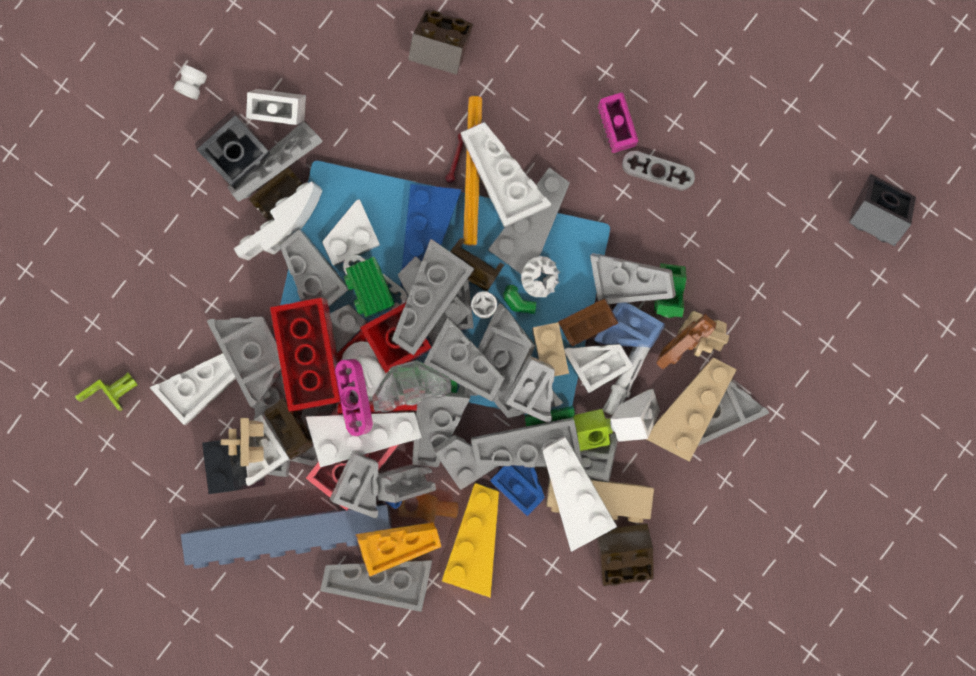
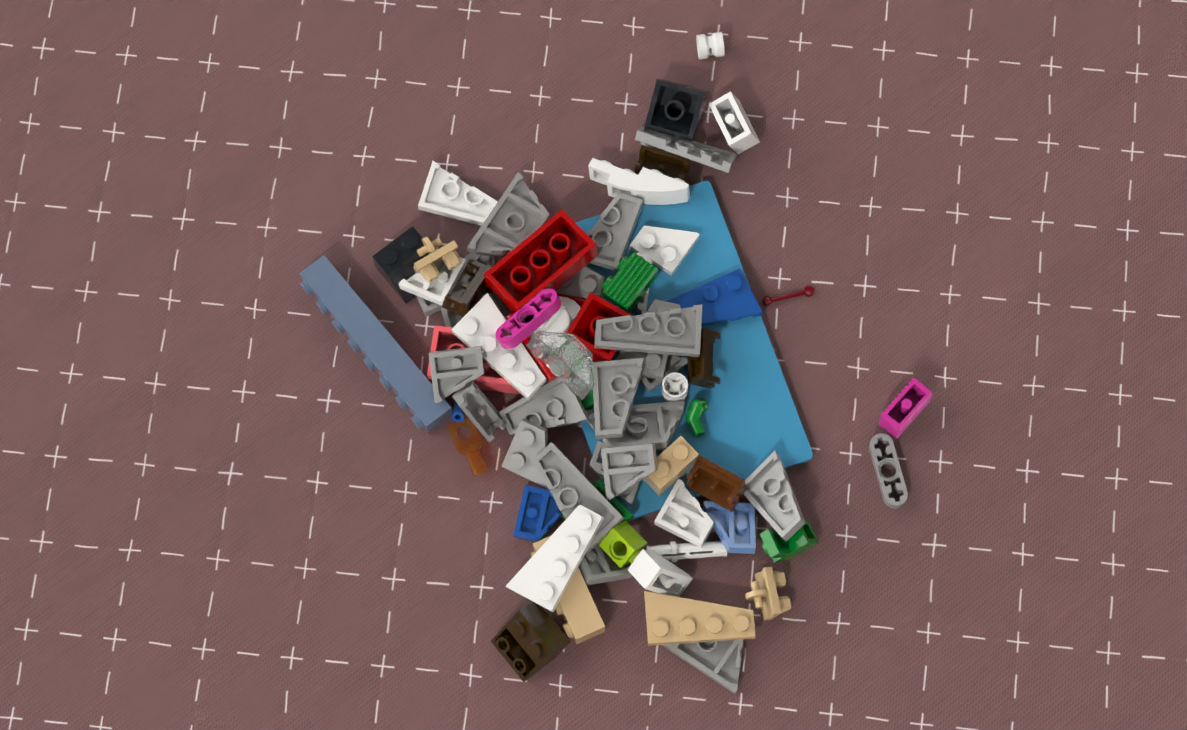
camera: 60 degrees right, 15 degrees down
(113, 391) = (410, 135): lime bracket -> none
(397, 545) = (419, 436): light orange wing -> none
(397, 586) = (382, 453): light grey wing -> none
(440, 41) = (878, 223): dark brown slope -> none
(472, 178) = (784, 313): light orange axle -> none
(473, 550) = (452, 509): yellow wing -> none
(505, 181) = (792, 341): white wing -> none
(527, 237) = (765, 388): light grey wing -> none
(532, 271) = (729, 409): white gear -> none
(685, 340) = (753, 575): dark orange hinge -> none
(883, 210) = (981, 686): black slope -> none

